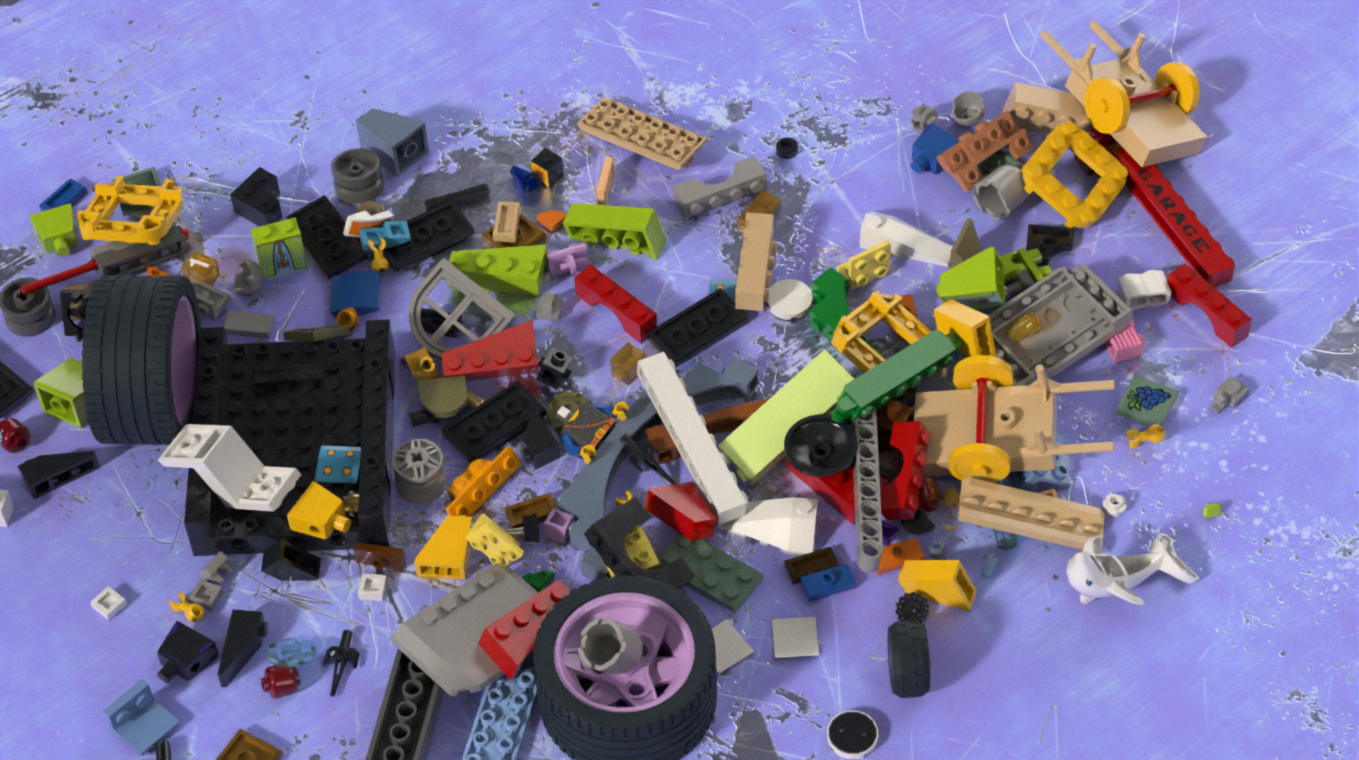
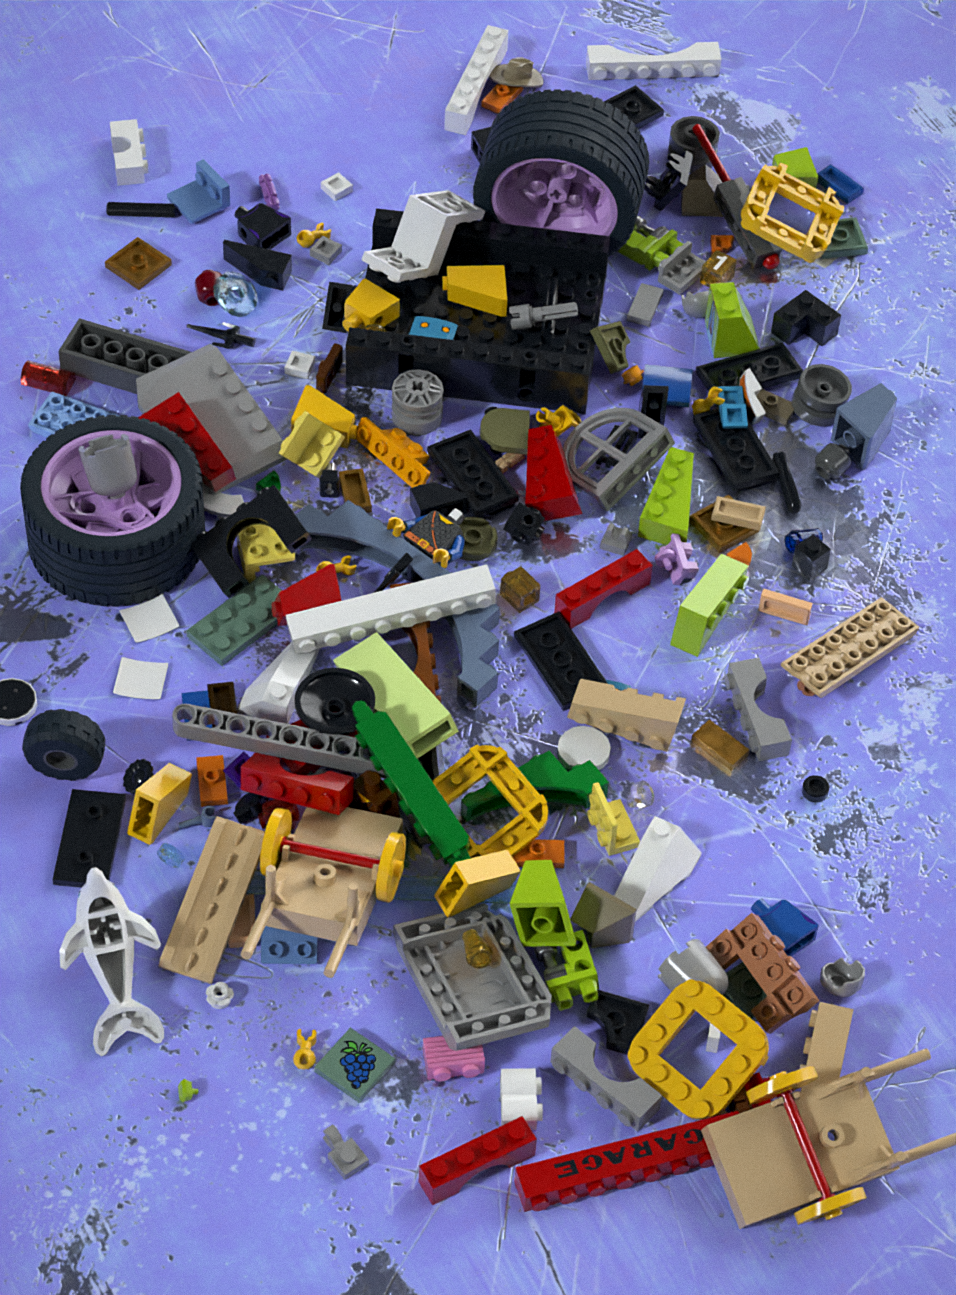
camera: 95 degrees right, 0 degrees up
(124, 661) = (269, 191): none -> medium lavender axle
(212, 569) = (347, 251): light grey tile -> none
(277, 427) = (477, 287): none -> yellow slope
(312, 382) = (530, 315): none -> light grey piece
(401, 286) = (653, 404): none -> black slope
(431, 165) = (832, 461): none -> dark grey head
(557, 525) = (329, 502): lavender slope -> none
(922, 117) = (834, 927): light grey gear -> none
(986, 635) = (88, 836): none -> black plate
(1120, 221) = (631, 1101): none -> light grey arch

